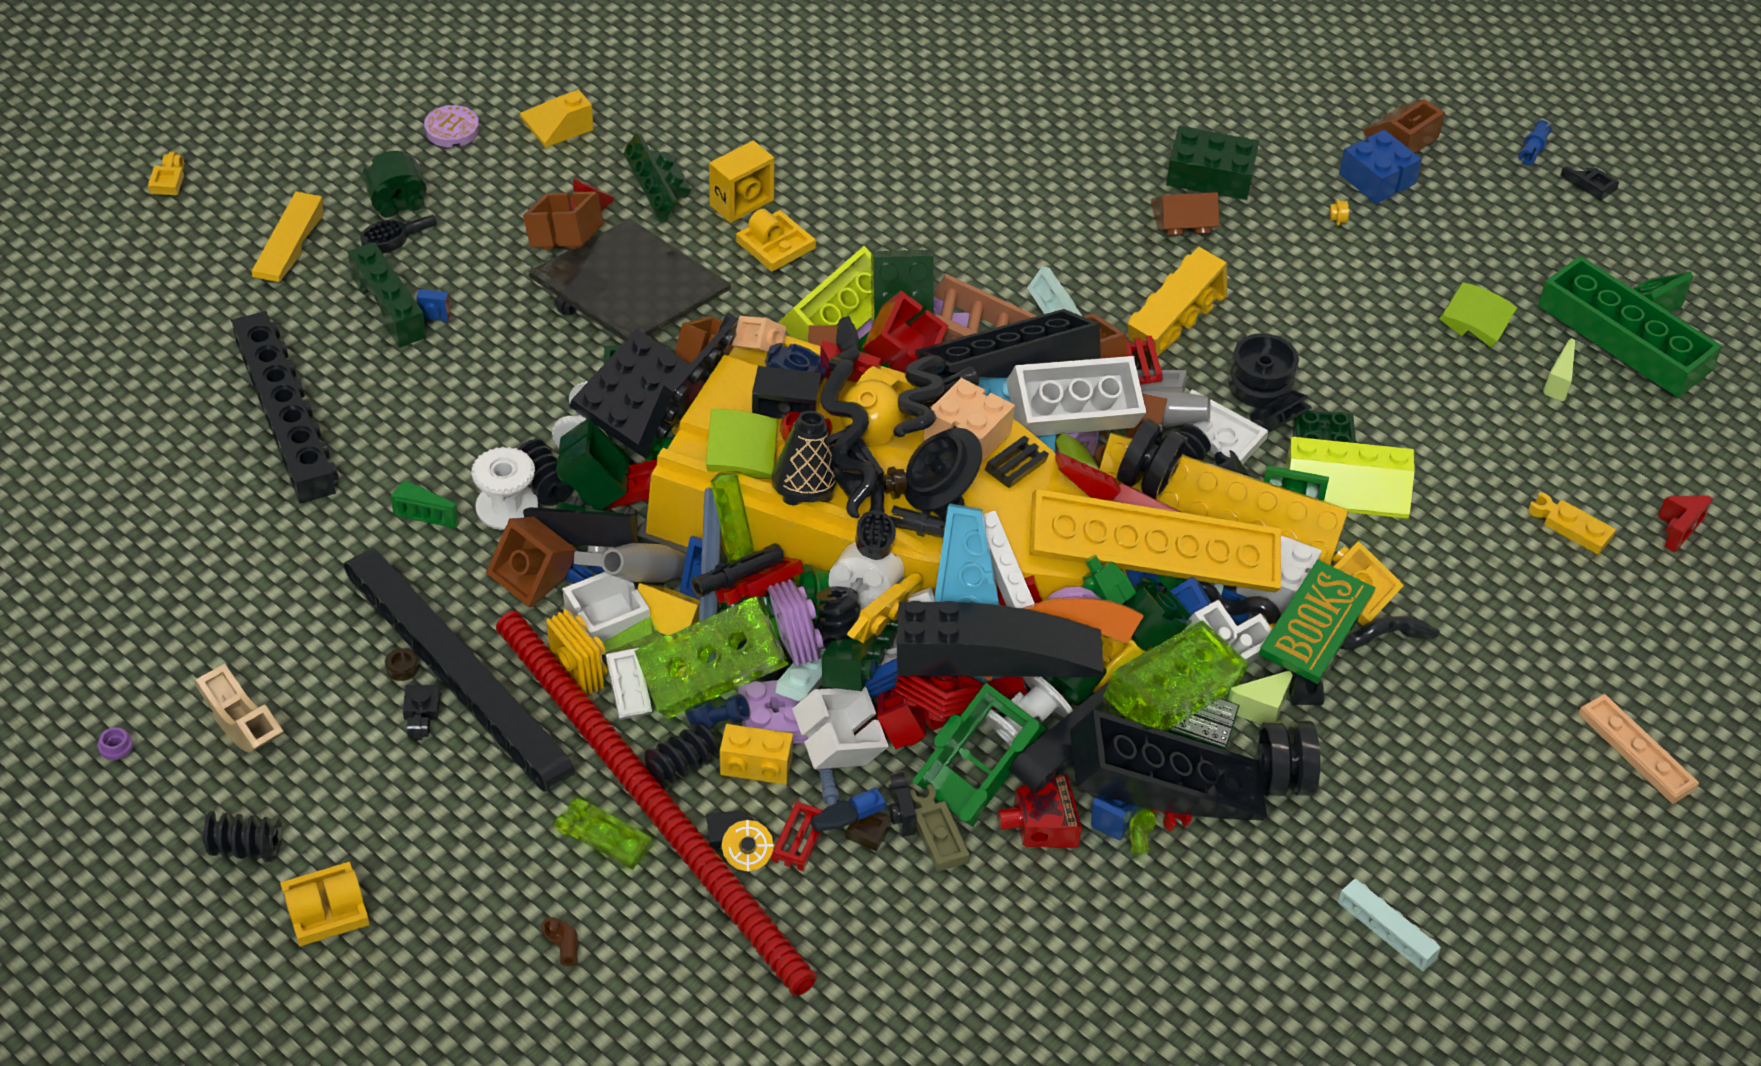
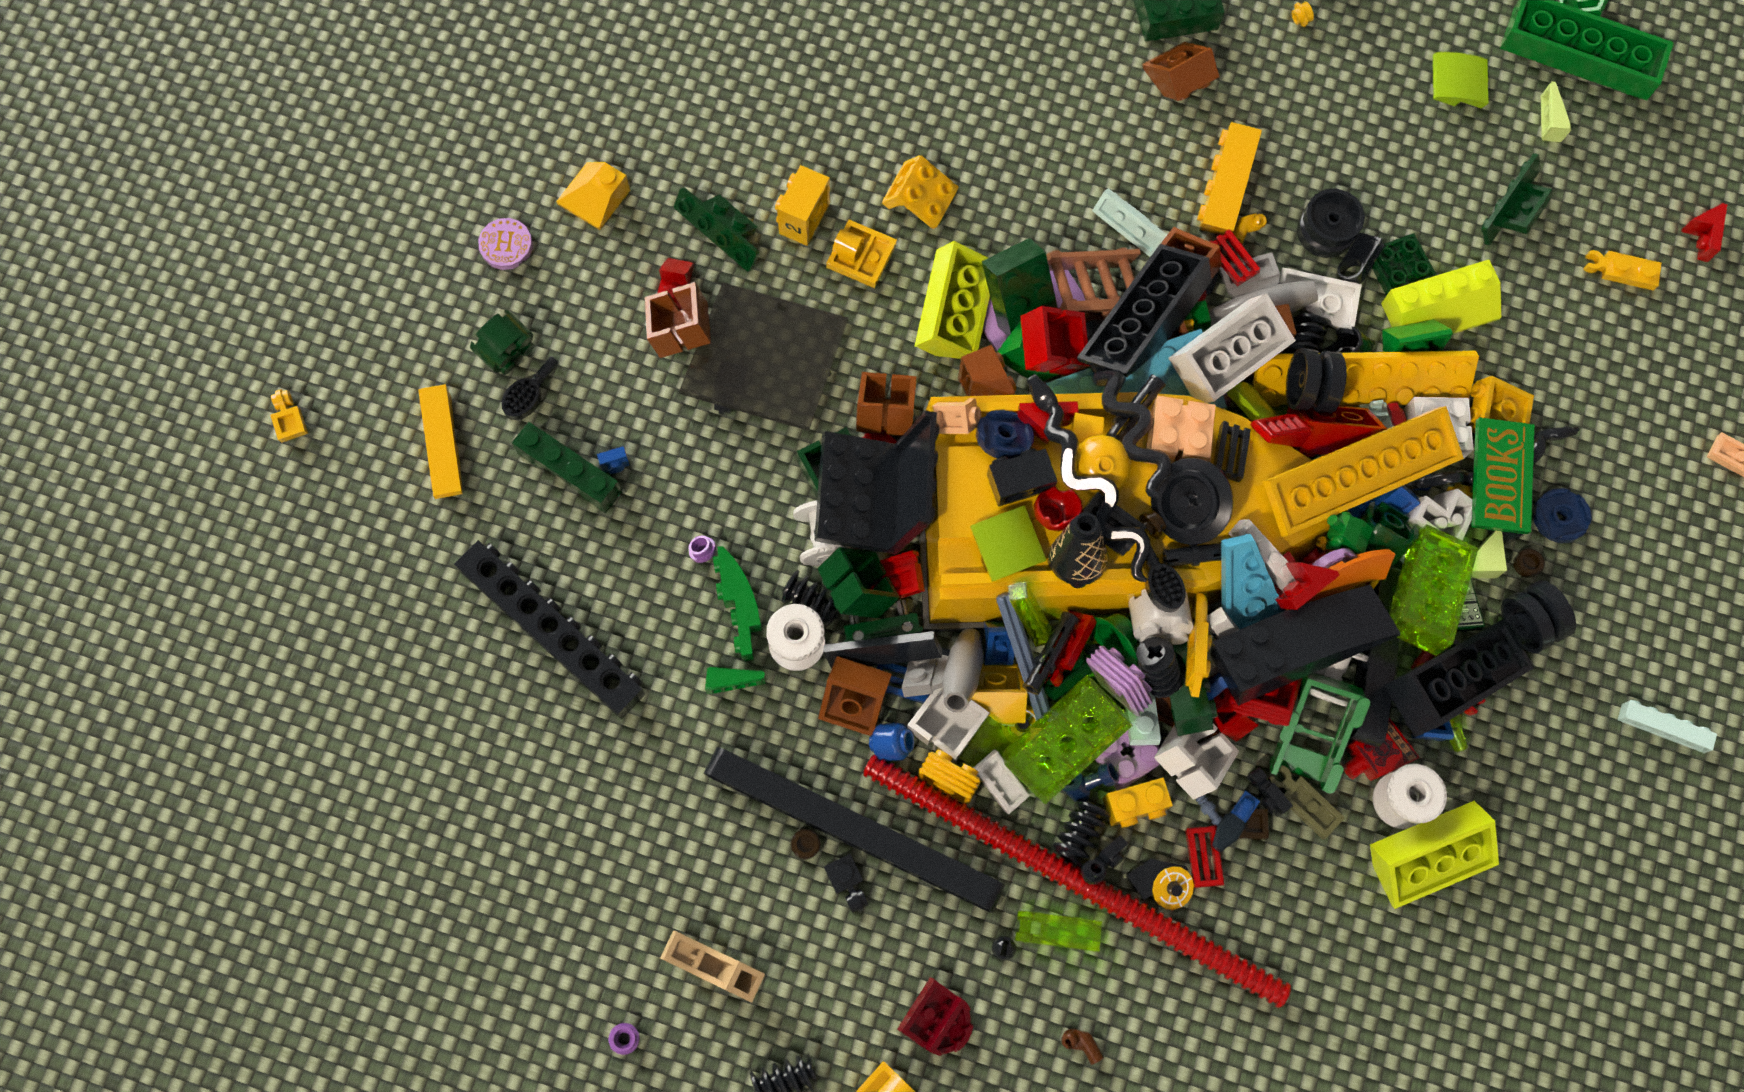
camera: 25 degrees left, 25 degrees up
(428, 853) = (938, 1020): none -> dark red slope
(467, 399) = (702, 549): none -> medium lavender plate
(472, 441) = (737, 593): none -> green slope
(538, 605) = (891, 741): none -> blue head
(543, 827) = (997, 946): none -> black hinge
(695, 785) = (1094, 870): none -> black plate
(866, 215) = (921, 190): none -> yellow bracket
(1032, 587) = (1309, 582): none -> red slope
(1048, 856) = (1409, 796): none -> white hose
(1051, 929) = (1435, 854): none -> neon yellow slope
(1179, 350) = (1249, 224): none -> yellow arm
(1322, 722) = (1528, 563): none -> dark brown tile
(1376, 697) = (1572, 507): none -> dark blue plate
(1480, 425) = (1520, 204): none -> dark green bracket

